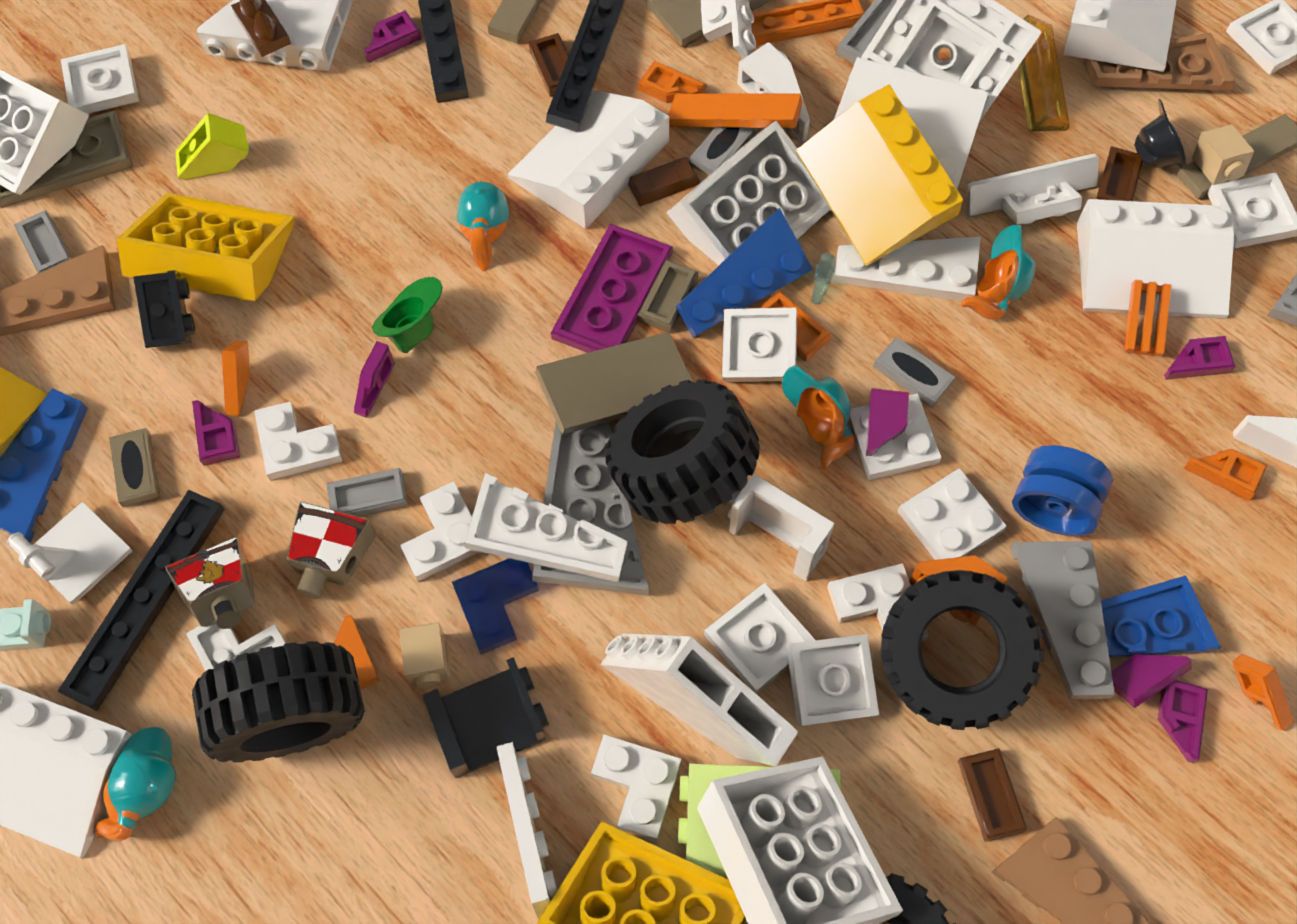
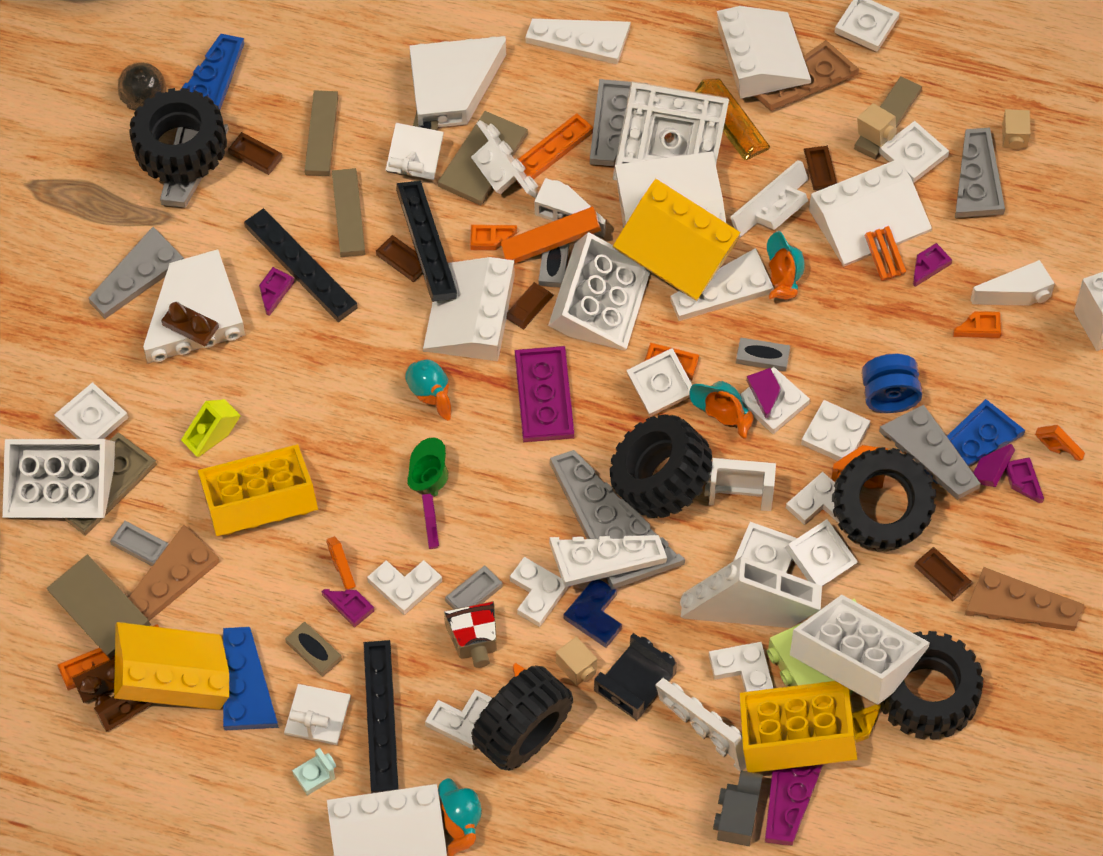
camera: 30 degrees left, 5 degrees down
(164, 309) = (266, 542): black bracket -> none
(215, 584) = (424, 685): torso -> none
(609, 381) = (585, 448): dark tan tile -> none
(669, 288) = (581, 379): dark tan tile -> none
(752, 271) = (625, 342): blue wing -> none
(823, 275) = (672, 320): clear light blue piece -> none
(1159, 143) = (833, 134): black piece -> none

